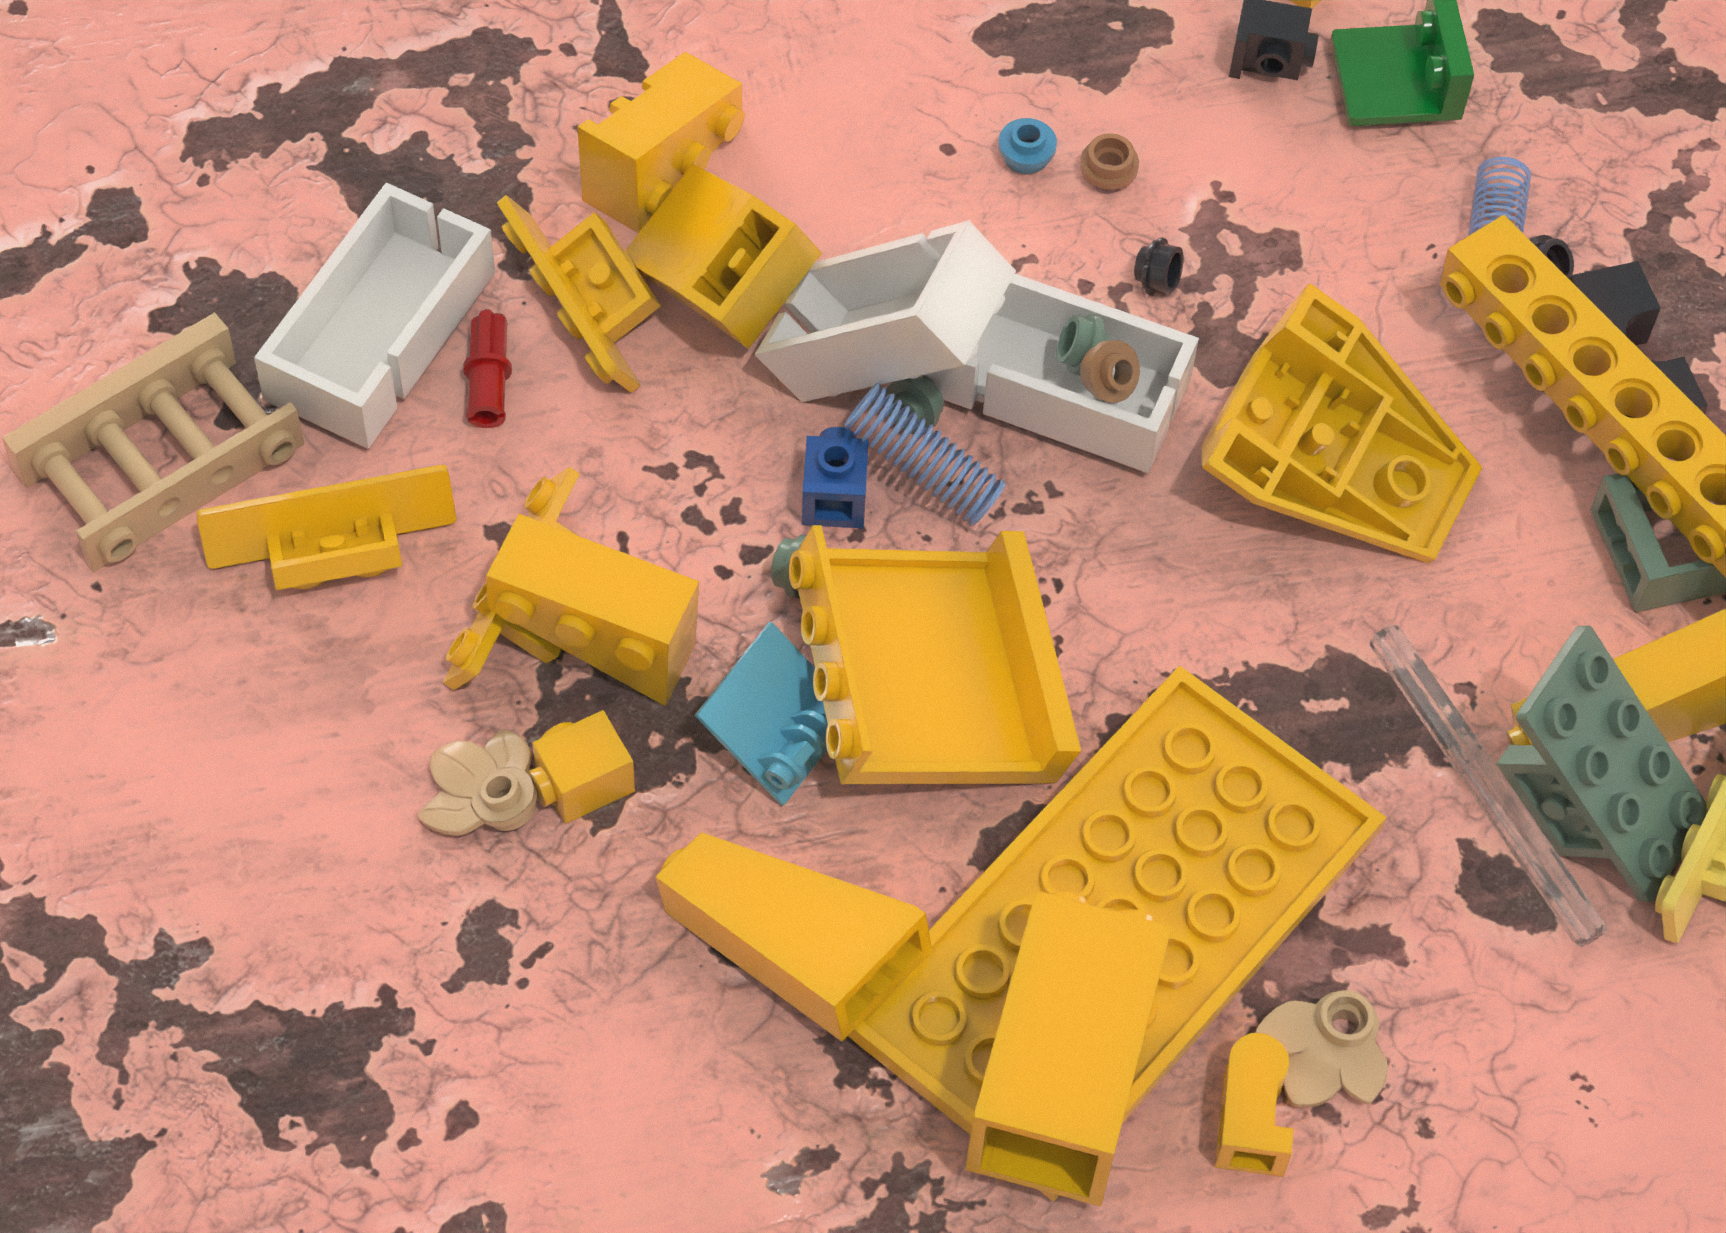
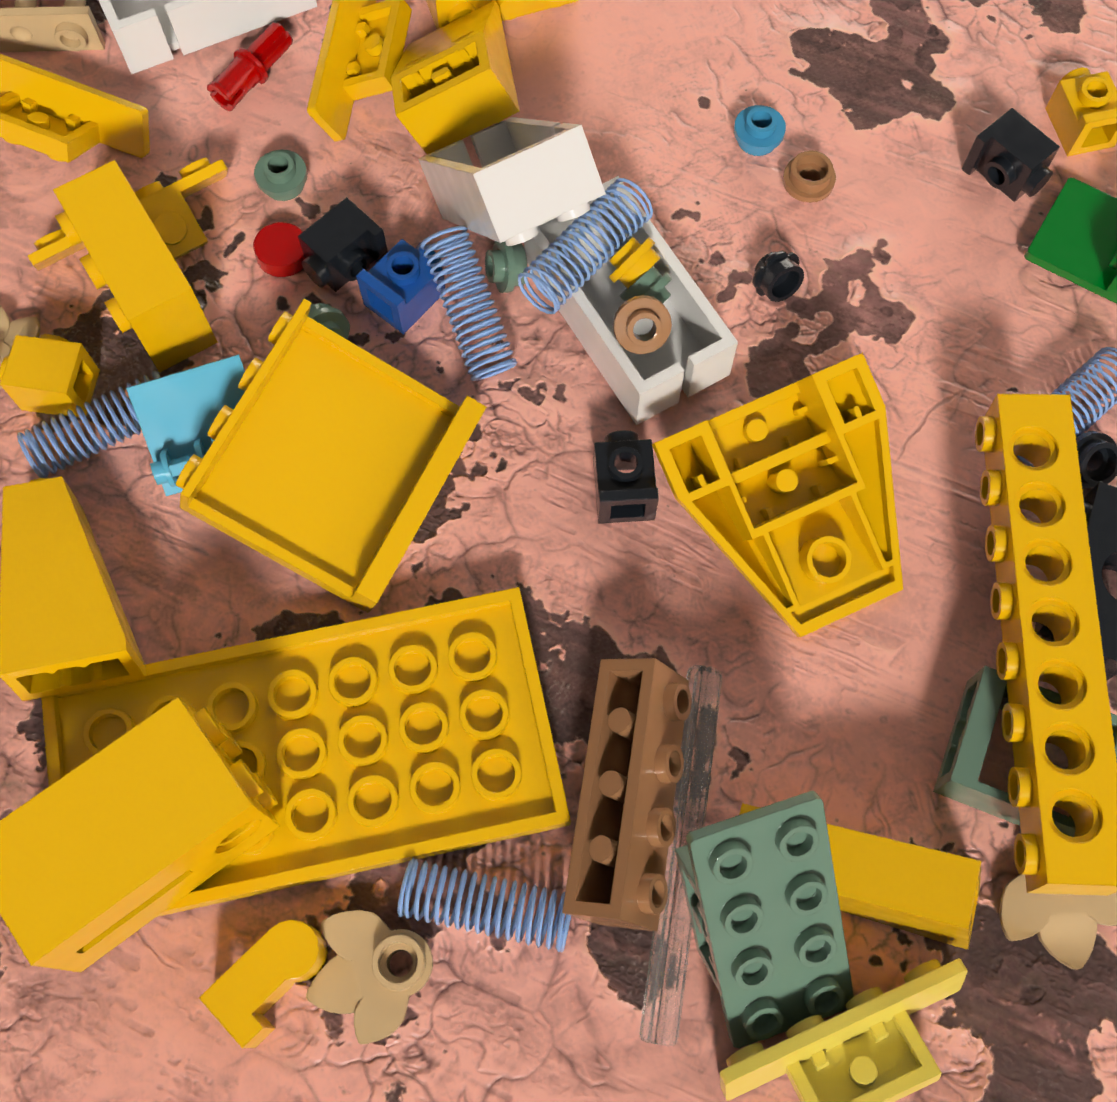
camera: 40 degrees right, 10 degrees up
(617, 466) = (281, 185): none -> sand green plate
(680, 522) = (279, 249): none -> red tile
(693, 721) = (43, 468): none -> light blue piece
(749, 478) = (341, 245): none -> black brick
(1030, 388) = (543, 285): none -> light blue piece
(1054, 323) = (633, 261): none -> yellow plate
(1184, 522) = (619, 494): none -> black brick
(1304, 942) = (408, 883): none -> light blue piece
(1416, 760) = (628, 795): none -> medium nougat brick

